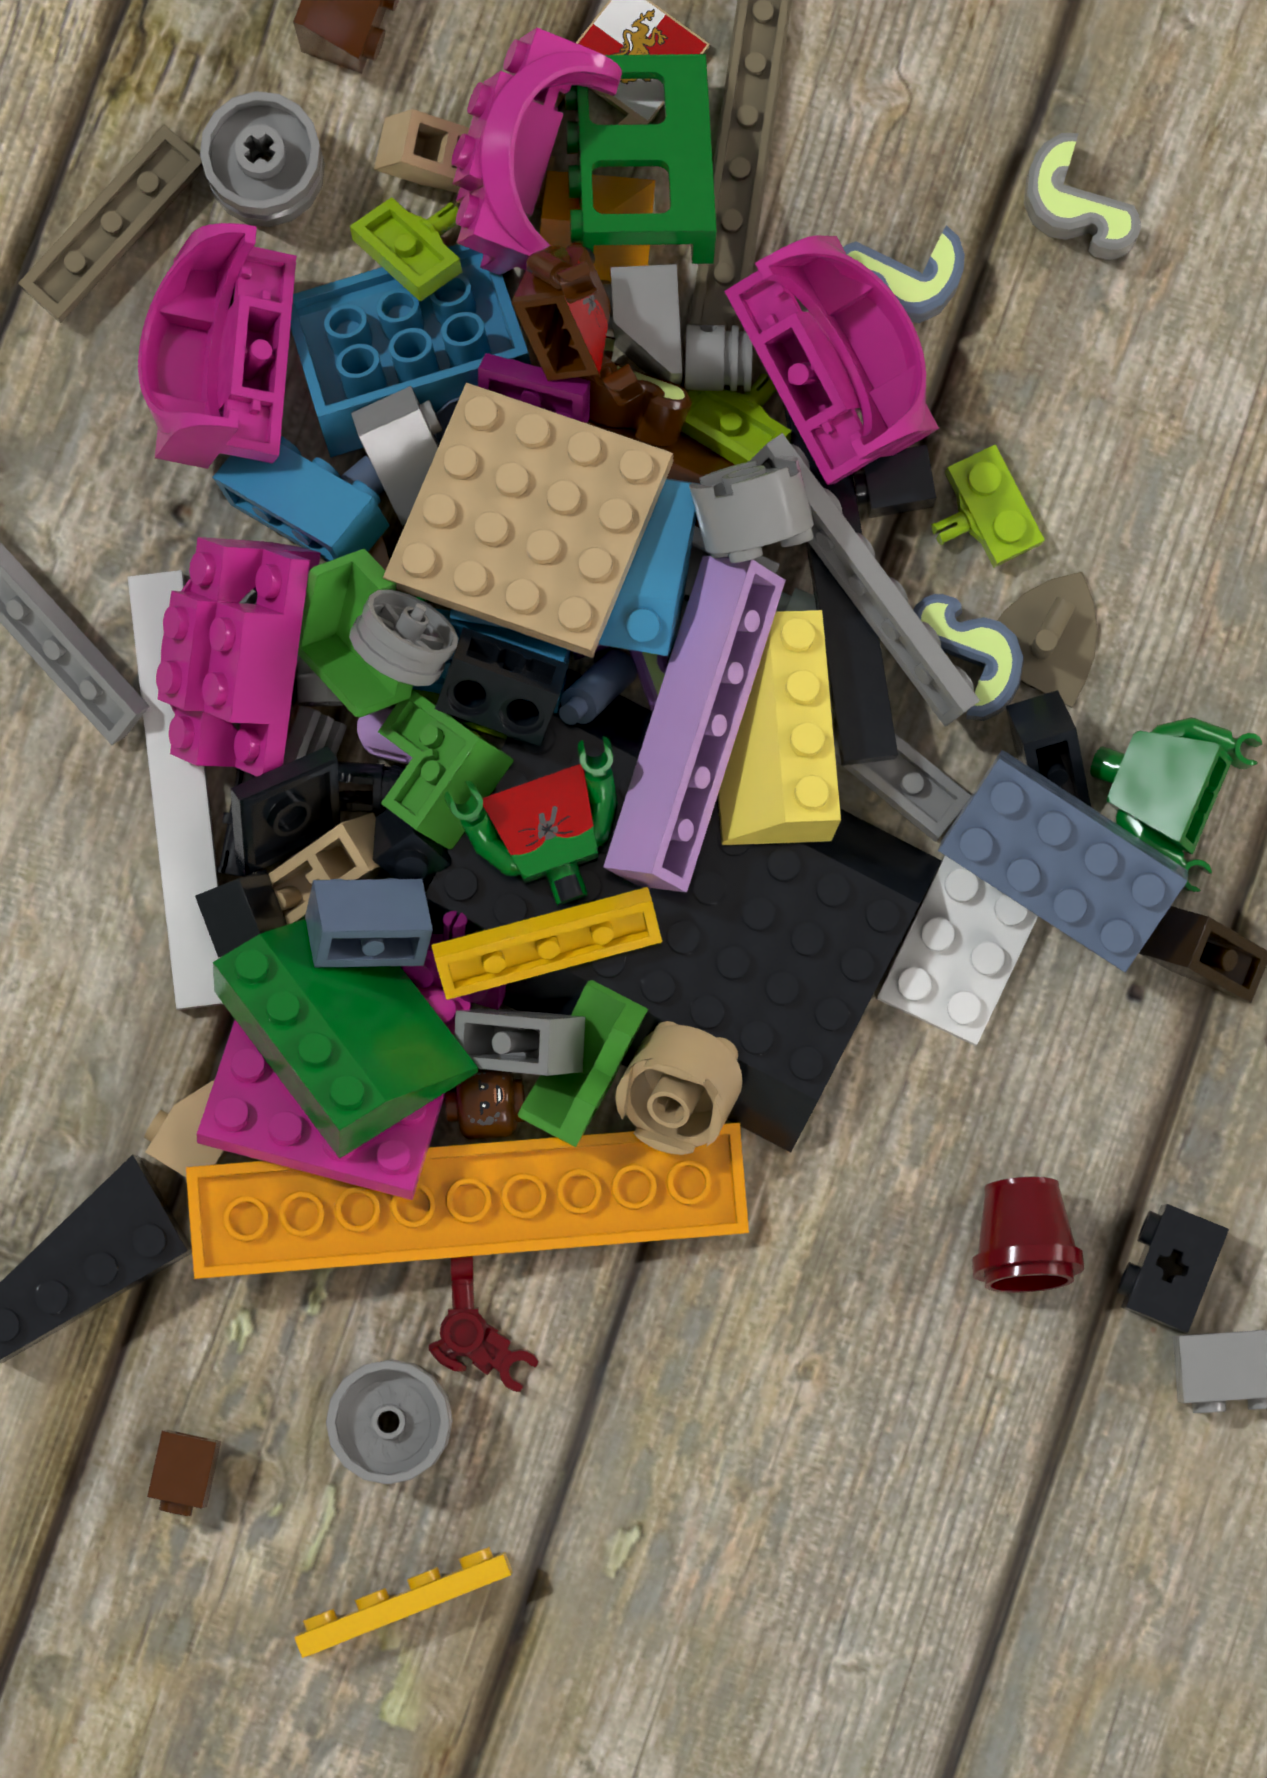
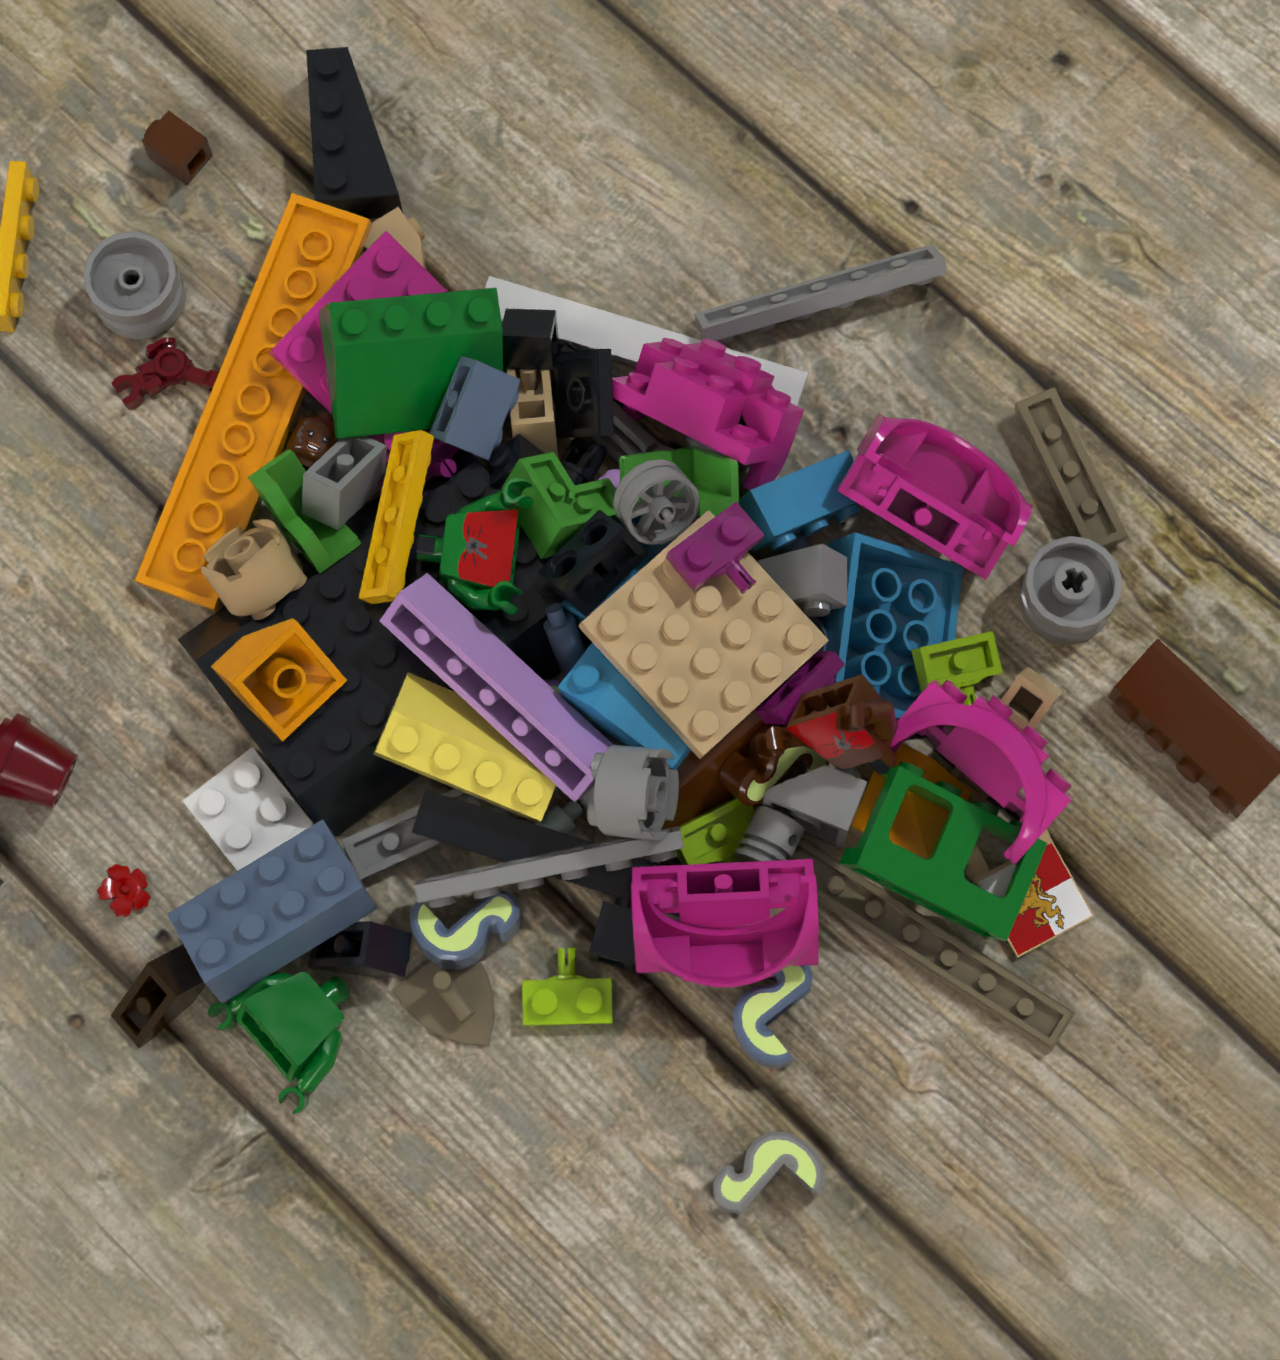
camera: 115 degrees right, 10 degrees down
(431, 538) = (718, 550): none -> magenta plate
(799, 982) = (279, 675): none -> light orange slope
(1108, 1057) = (124, 889): none -> red plant

